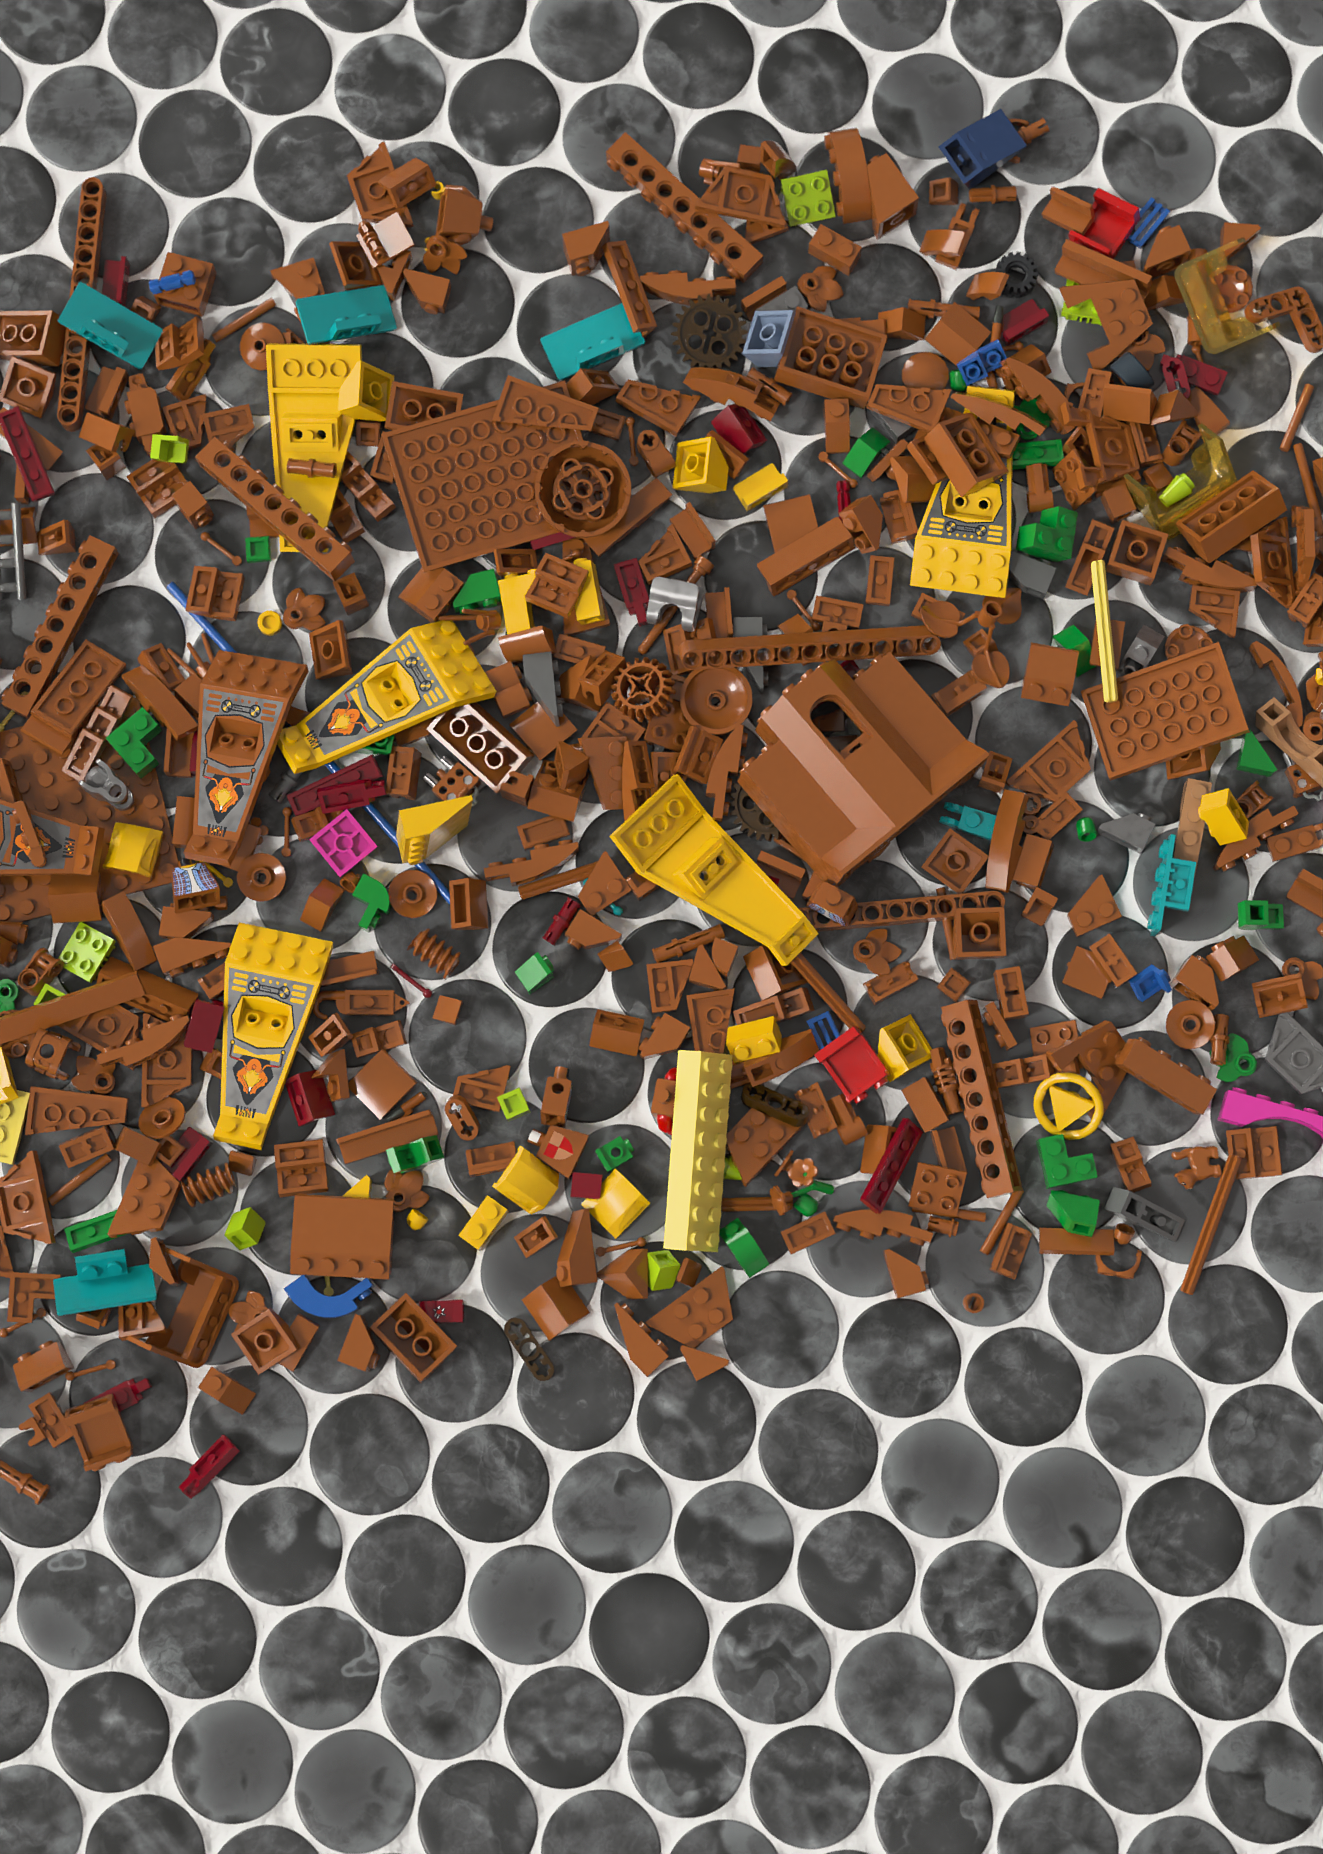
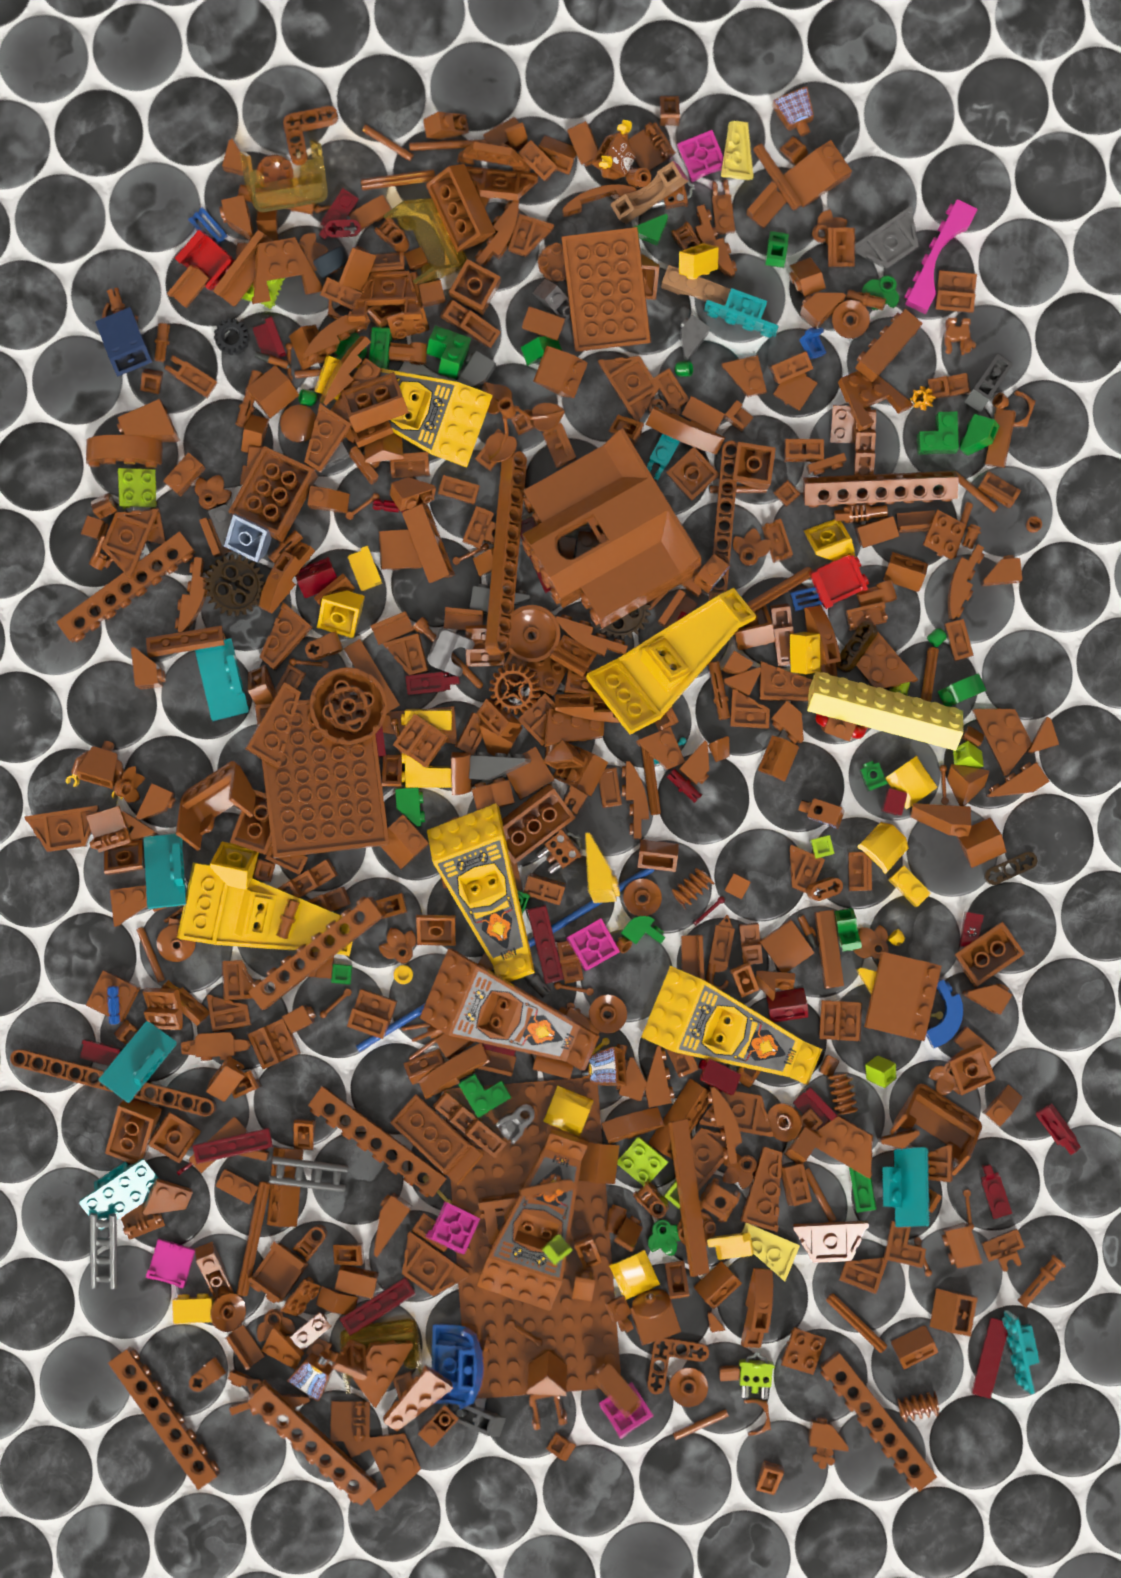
camera: 80 degrees left, 5 degrees up
(99, 1432) = (1020, 1209): dark orange panel -> none
(107, 392) = (189, 1074): dark orange panel -> none
(169, 448) = (249, 1030): lime panel -> none
(321, 904) = (637, 970): dark orange slope -> none
(349, 795) = (556, 932): dark red hinge -> none
(408, 182) = (63, 803): dark orange panel -> none
(441, 349) = (211, 798): none -> dark orange windscreen
(485, 620) = (435, 803): dark orange plant -> none
(535, 972) = (722, 812): slope -> none
(536, 1237) = (926, 847): dark orange slope -> none
(559, 1148) = (861, 817): dark orange torso -> none
(802, 1173) = (919, 633): dark orange plant -> none
(866, 452) = (352, 481): green slope -> none
(891, 1165) = (920, 566): dark red tile -> none
(943, 242) = (196, 387): dark orange slope -> none
(981, 362) = (298, 376): blue slope -> none
(987, 285) = (237, 360): dark orange slope -> none
(1068, 1105) = (898, 423): yellow piece -> none
(1104, 631) = (534, 323): light yellow axle -> none
(1108, 1133) = (917, 398): none -> light orange gear
(1172, 408) = (366, 236): dark orange slope -> none
(1178, 489) = (430, 246): lime cone -> none
(1211, 1224) = (1005, 334): dark orange axle -> none
(1252, 436) = (398, 179): none -> dark orange axle

